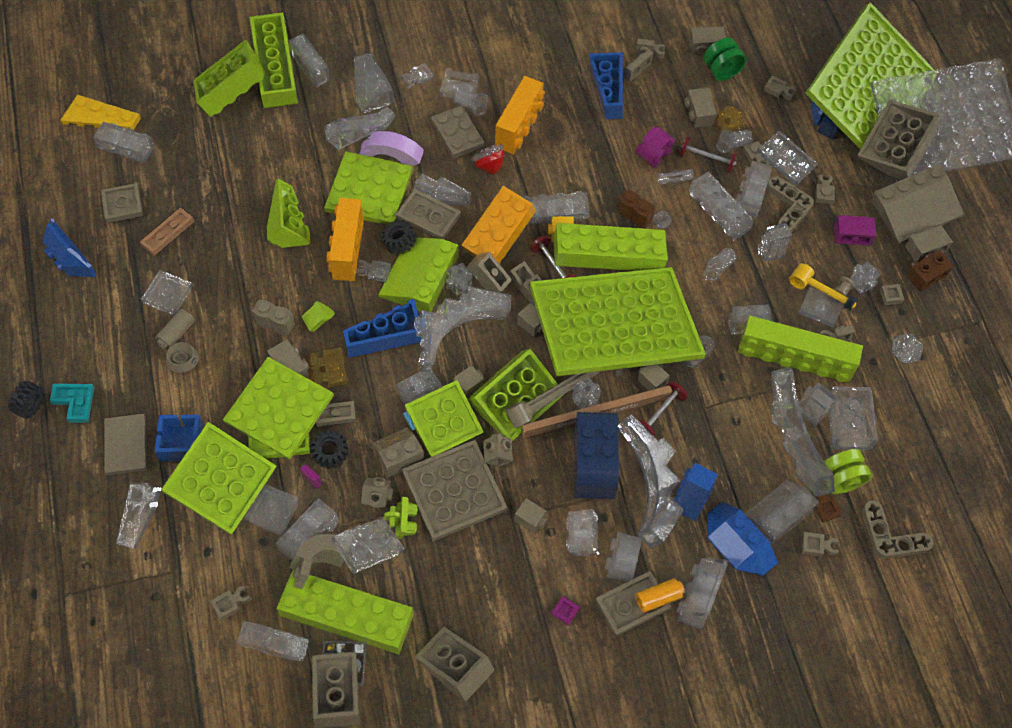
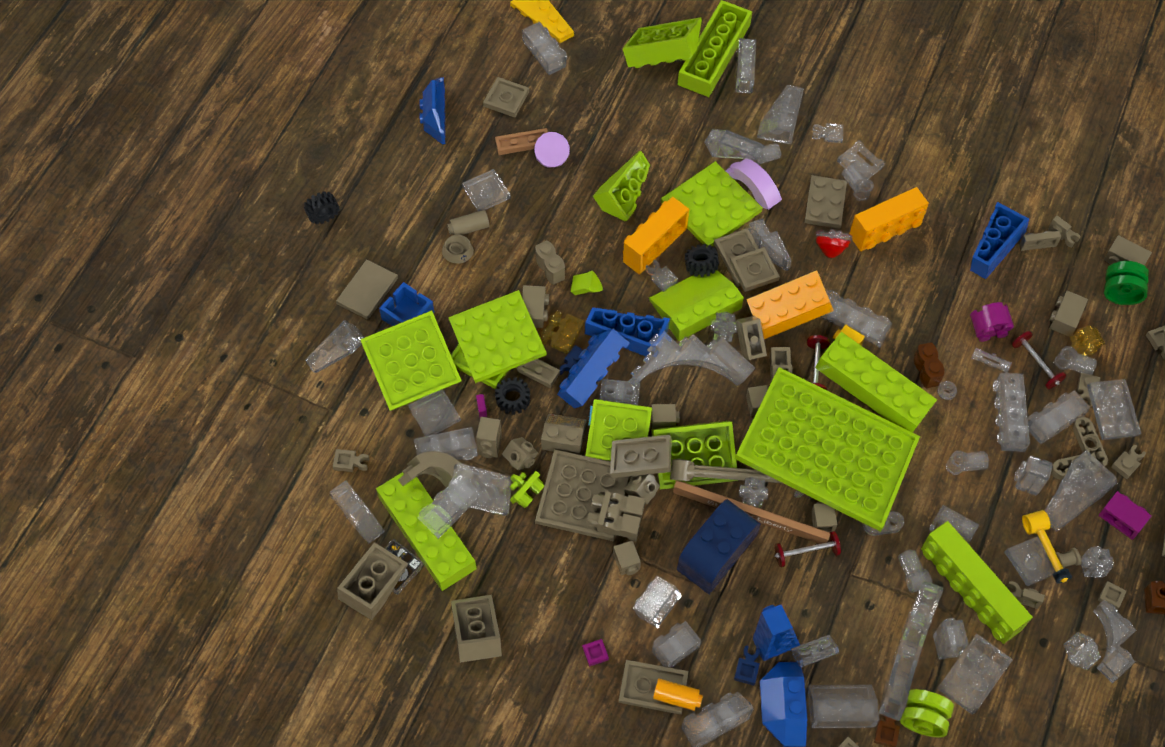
camera: 40 degrees right, 0 degrees up
(78, 398) = (359, 231): teal plate -> none
(199, 223) = (551, 149): none -> lavender tile
(340, 496) = (489, 437): none -> dark tan brick
(357, 576) = (449, 505): none -> clear brick
(358, 385) = (571, 359): none -> dark blue plate
(380, 380) = (591, 367): none -> blue wedge
(448, 217) = (754, 269): none -> dark tan plate
(480, 425) = (641, 456): none -> dark tan plate
(490, 484) = (610, 517): none -> dark tan hips
(660, 482) = (765, 582): clear arch -> none
(690, 535) = (747, 668): none -> dark blue plate
(728, 484) = (815, 650): none -> clear plate
(752, 374) = (914, 570): none -> clear piece
(811, 228) = (1081, 487): none -> clear wedge
(917, 318) = (1117, 632): none -> clear arch

